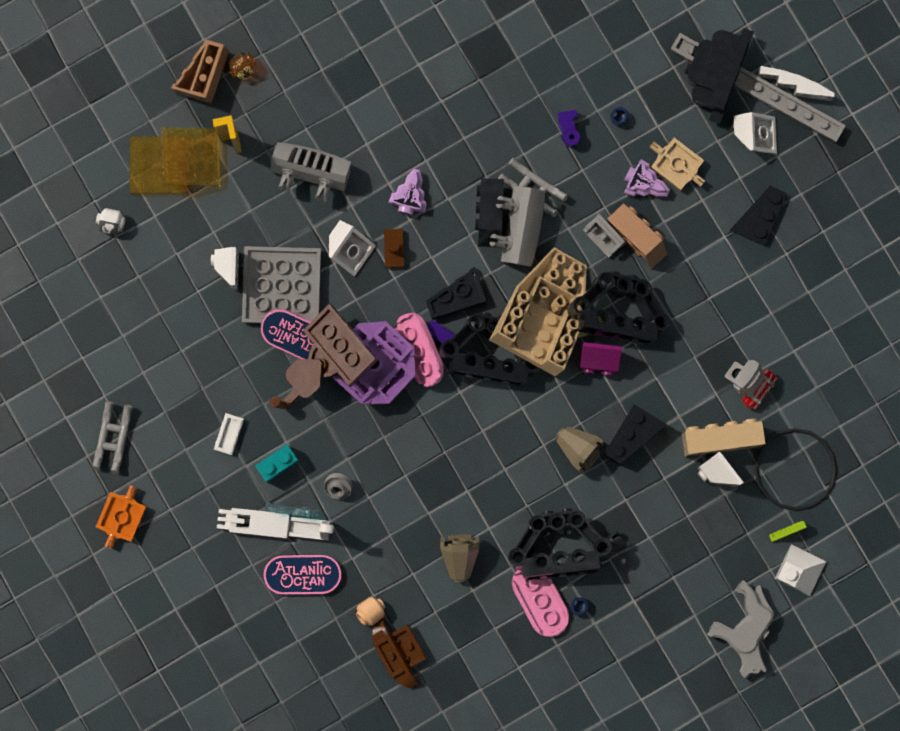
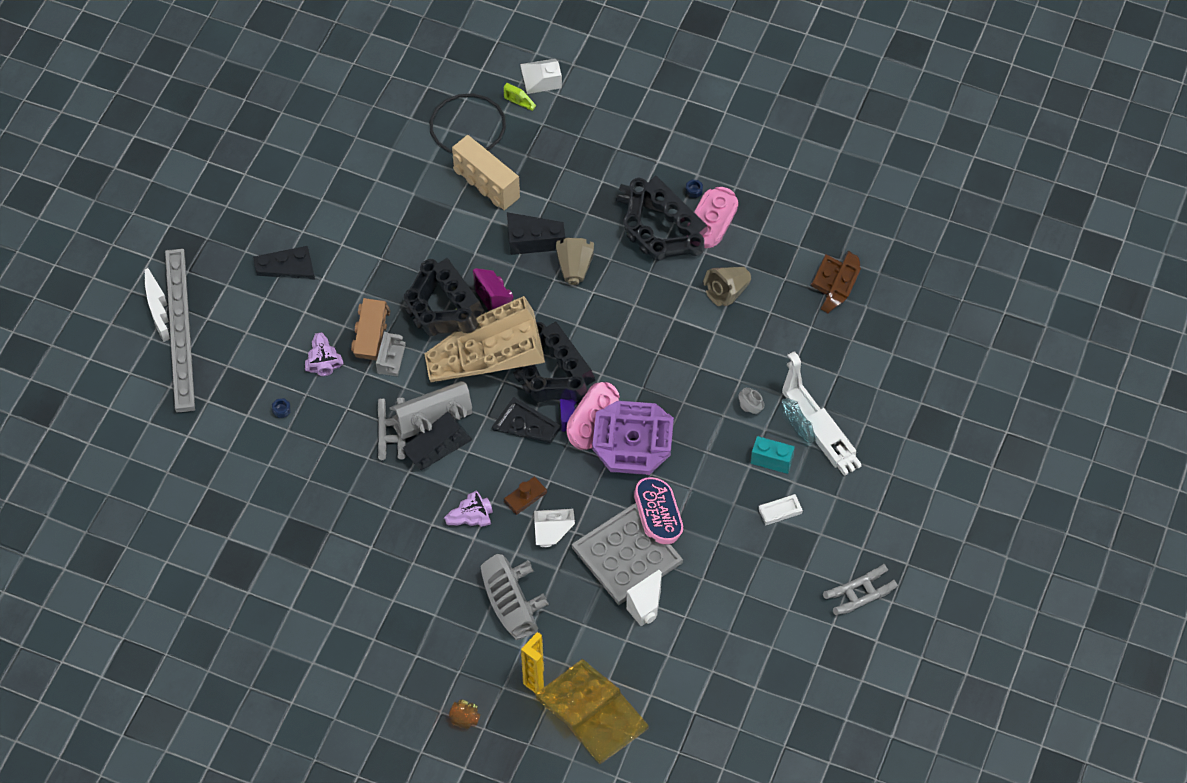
camera: 125 degrees left, 25 degrees down
(110, 221) = (685, 720): white head -> none
(121, 516) = (916, 538): orange plate -> none
(203, 73) = (496, 738): medium nougat wedge -> none
(302, 574) = (840, 382): tile -> none
(340, 353) = (644, 464): reddish brown plate -> none
(370, 611) = (825, 315): light nougat head -> none
(567, 127) = (319, 436): dark purple leg -> none
(677, 164) = (289, 342): tan plate -> none
(716, 69) = (186, 357): black brick -> none
(719, 472) = (513, 157): white slope -> none
(748, 631) = (614, 75): light grey animal -> none
(751, 382) = (426, 183): light grey piece -> none
(756, 132) = (219, 306): white slope -> none

